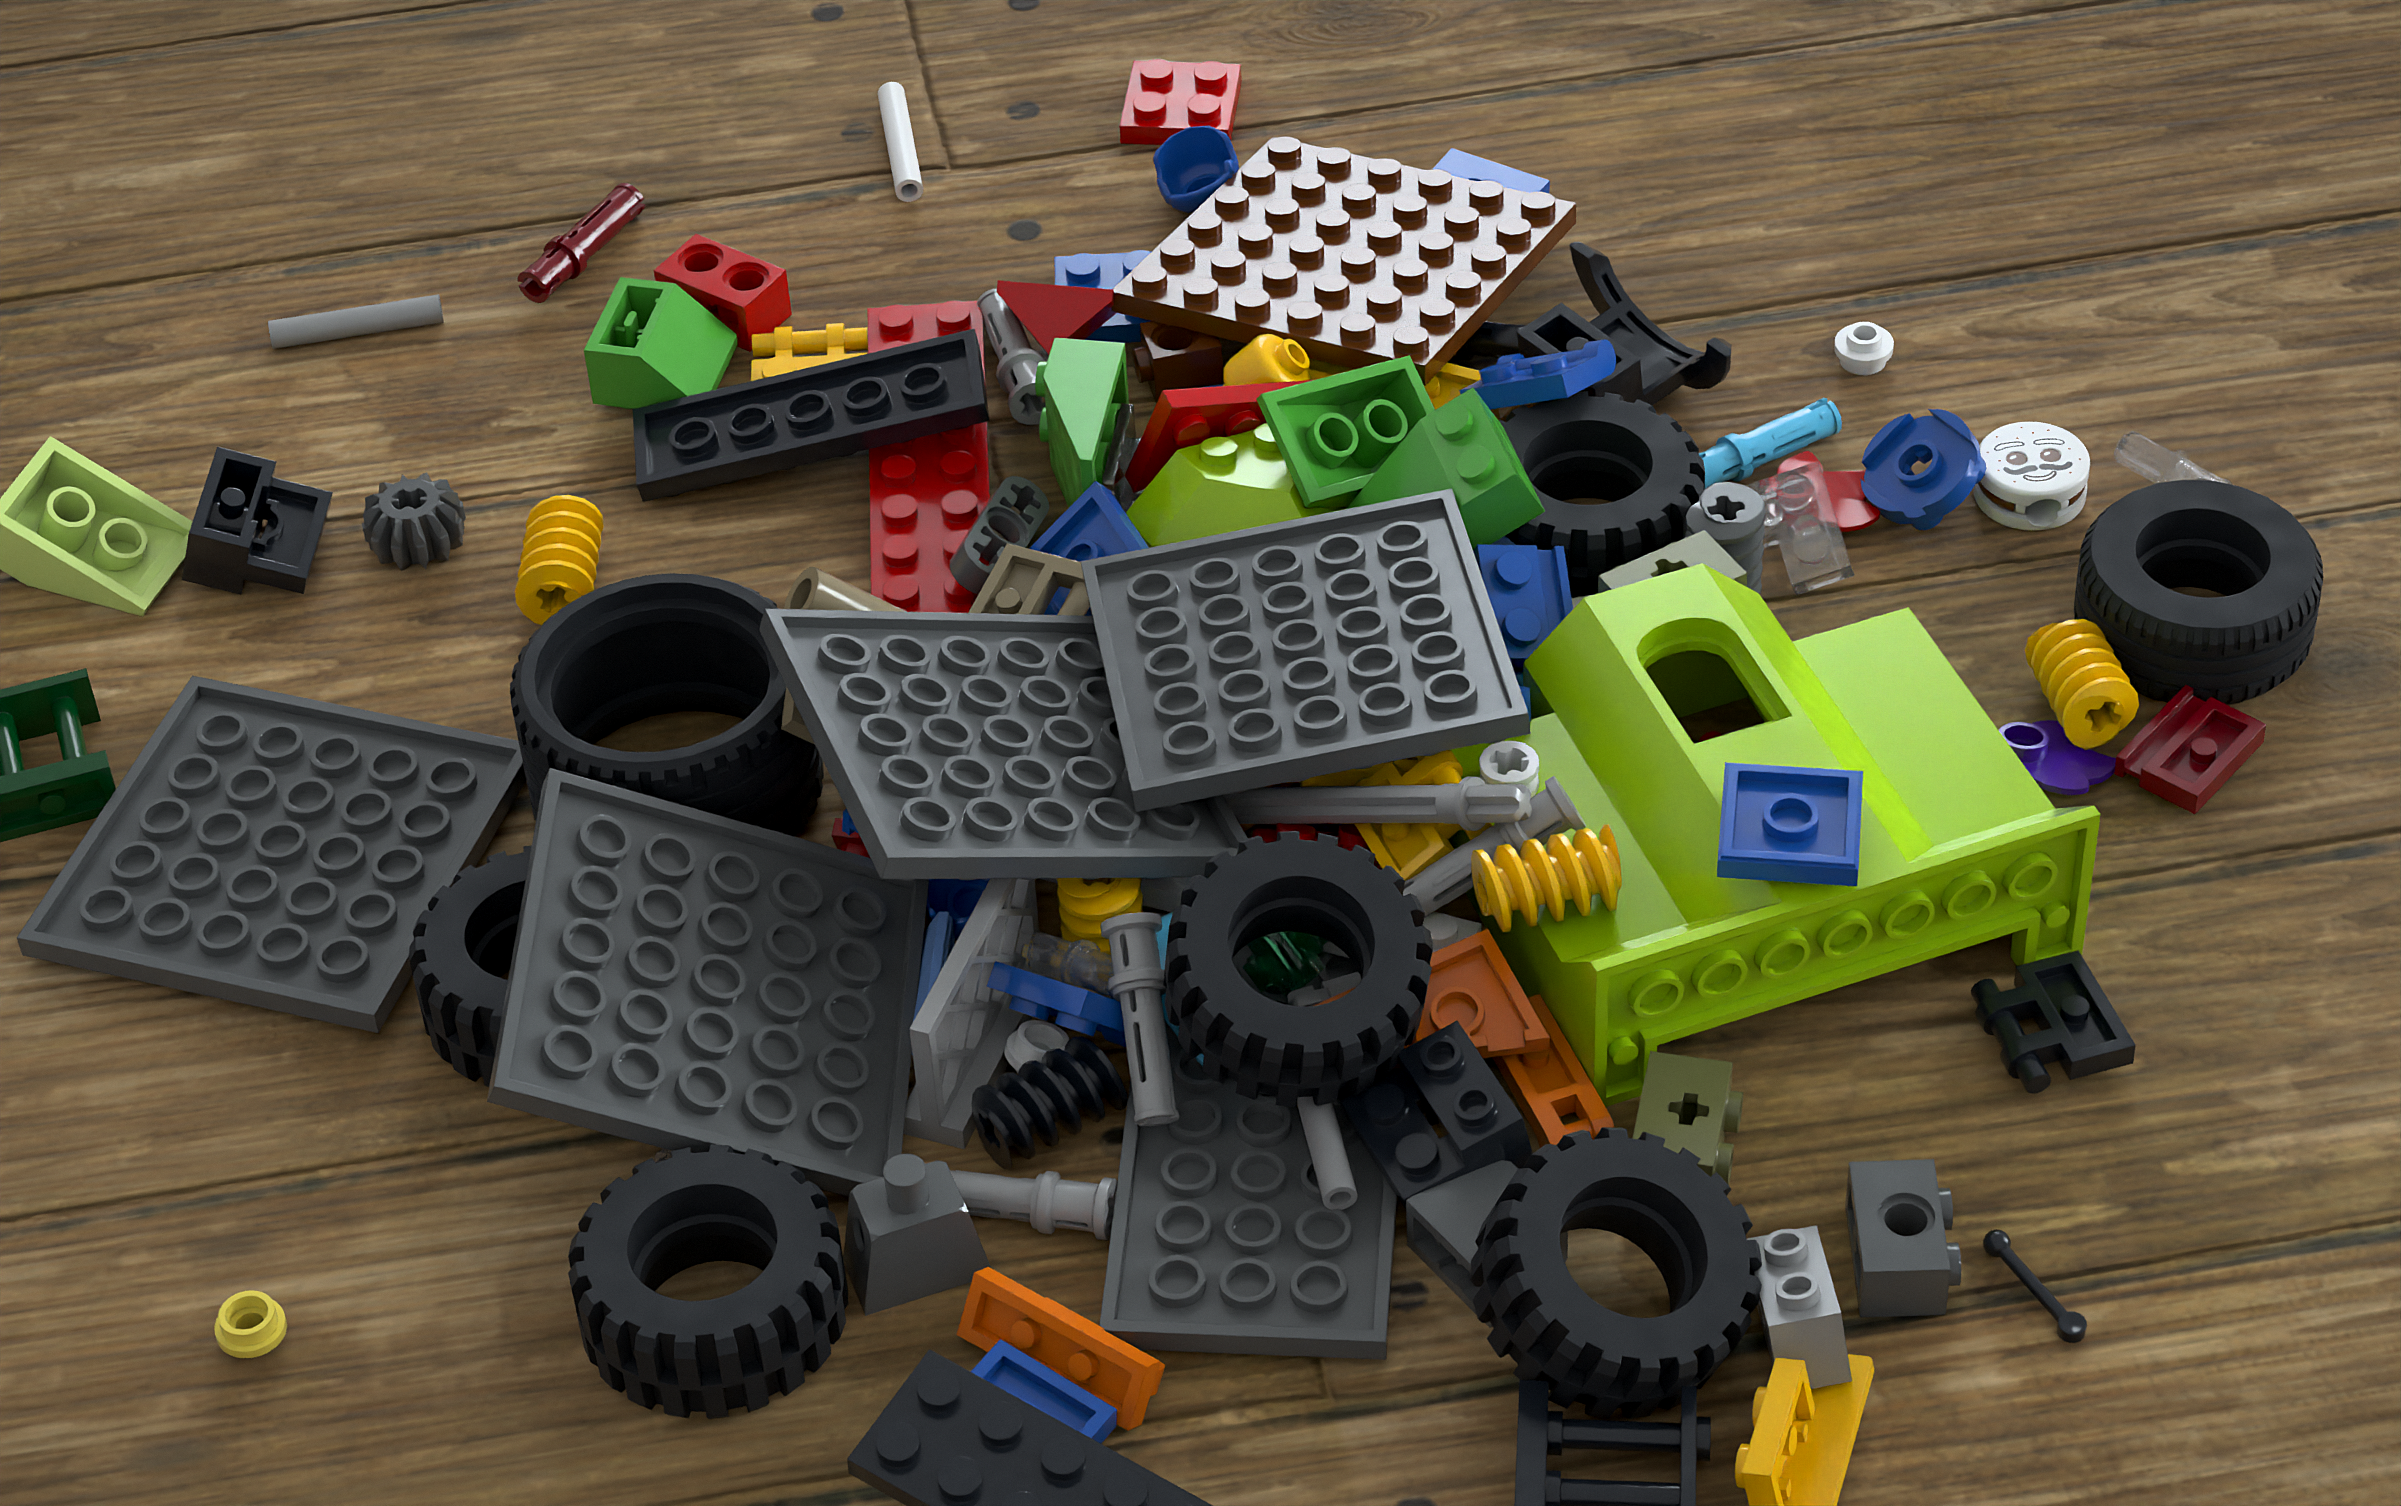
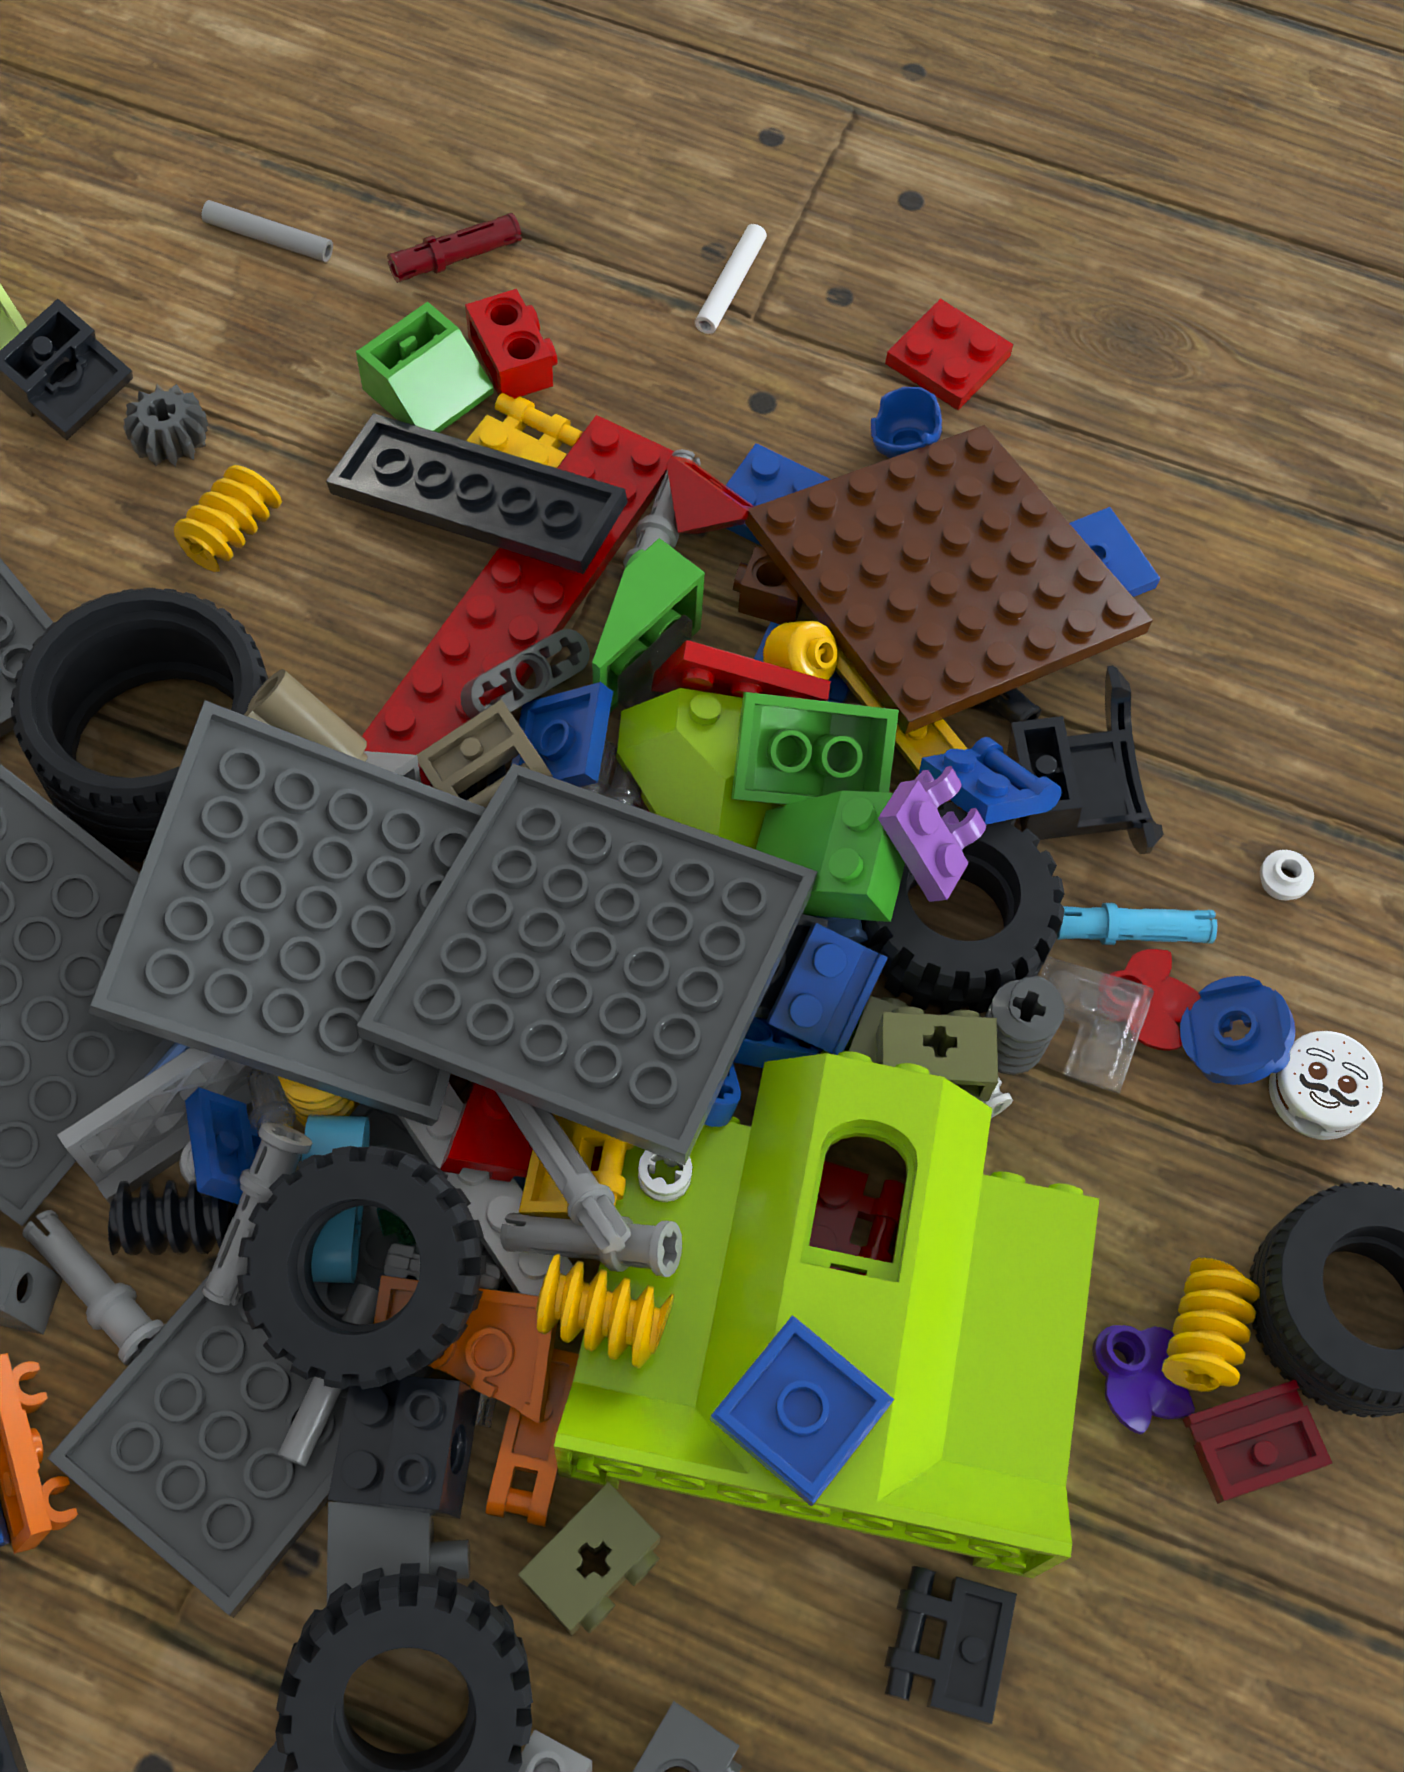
camera: 25 degrees right, 20 degrees up
(1539, 427) = (924, 839): none -> medium lavender plate

